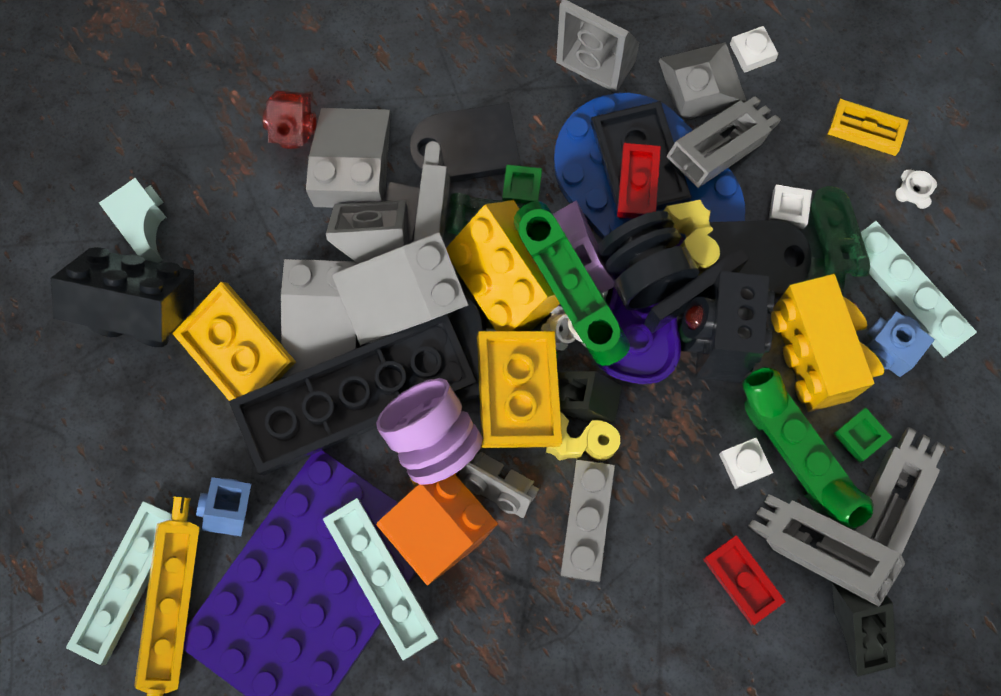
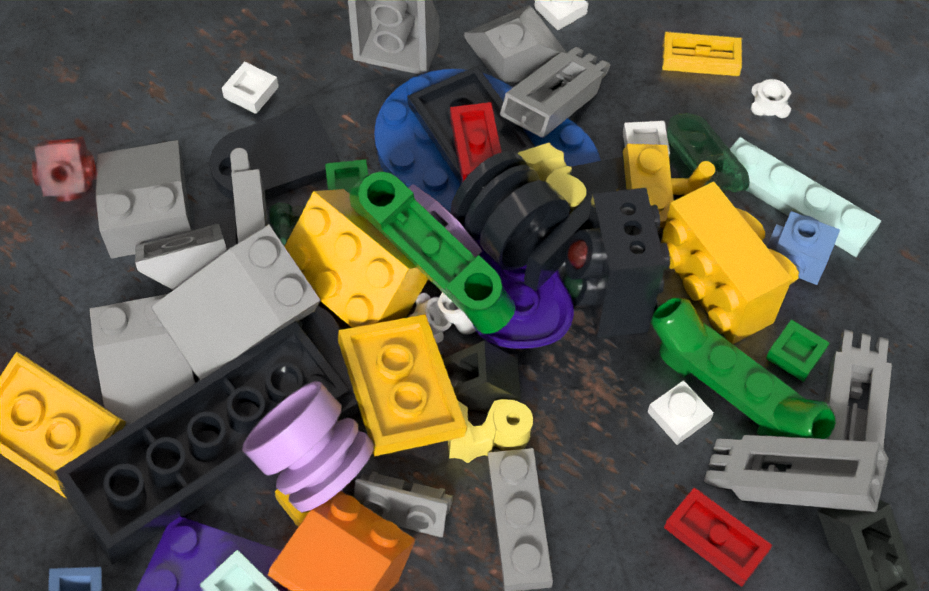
camera: 20 degrees left, 15 degrees down
(460, 73) = (250, 87): none -> white plate
(782, 253) = (649, 168): none -> yellow plate

